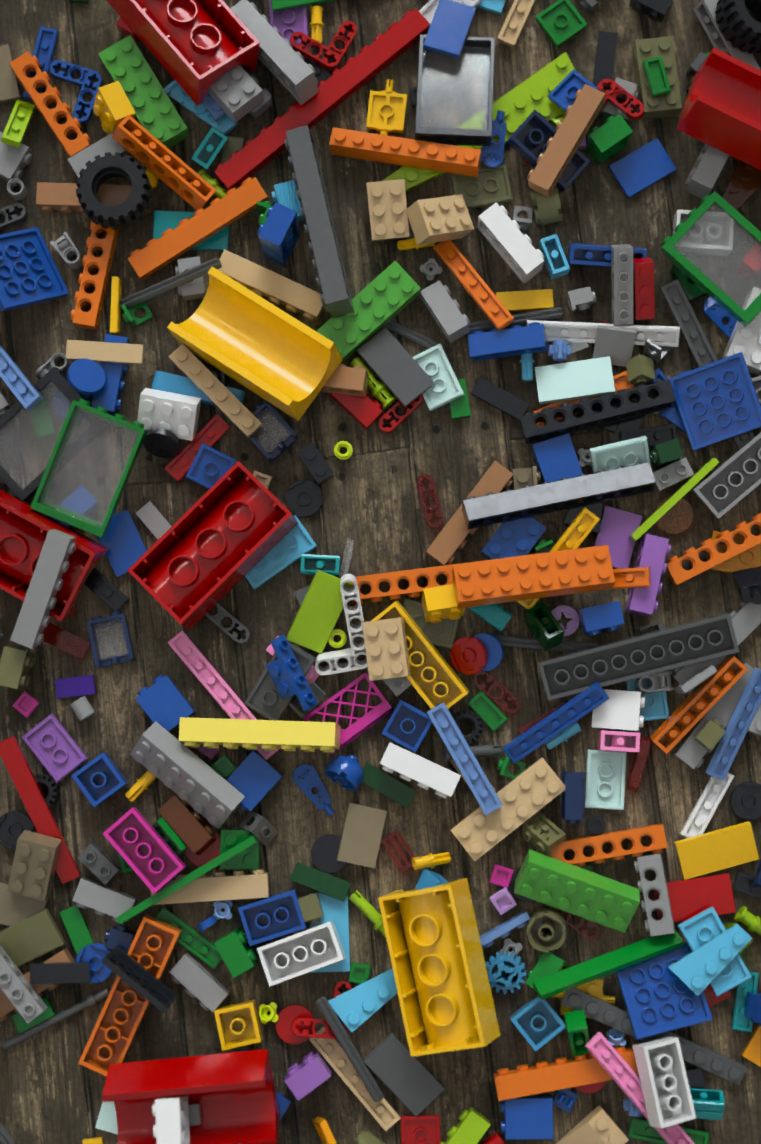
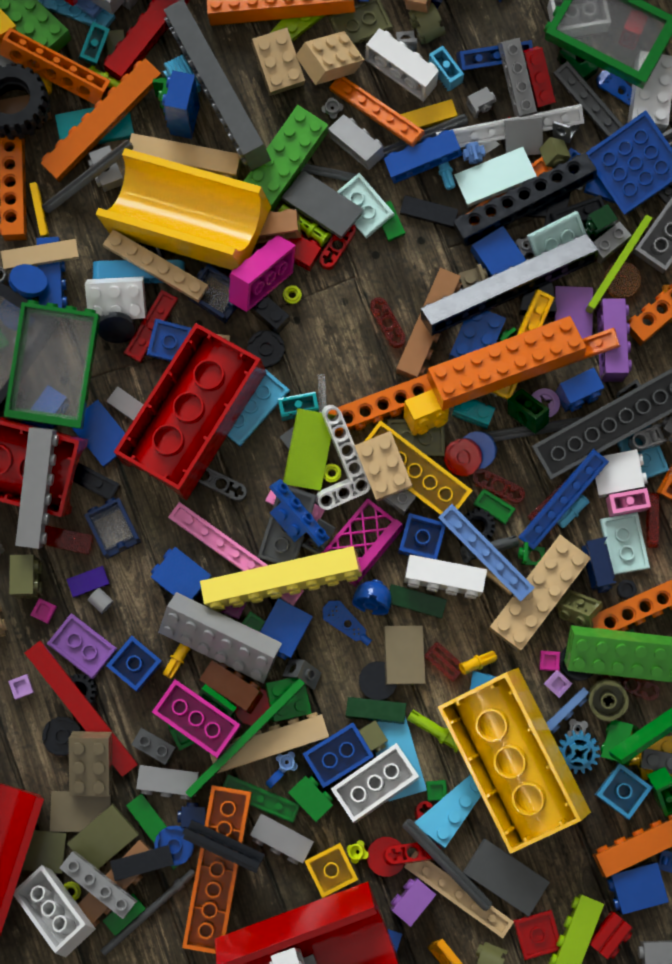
camera: 20 degrees left, 5 degrees down
(129, 315) = (55, 218): green bracket -> none
(316, 425) = (261, 273): none -> dark pink brick
(411, 244) = (309, 88): yellow axle -> none

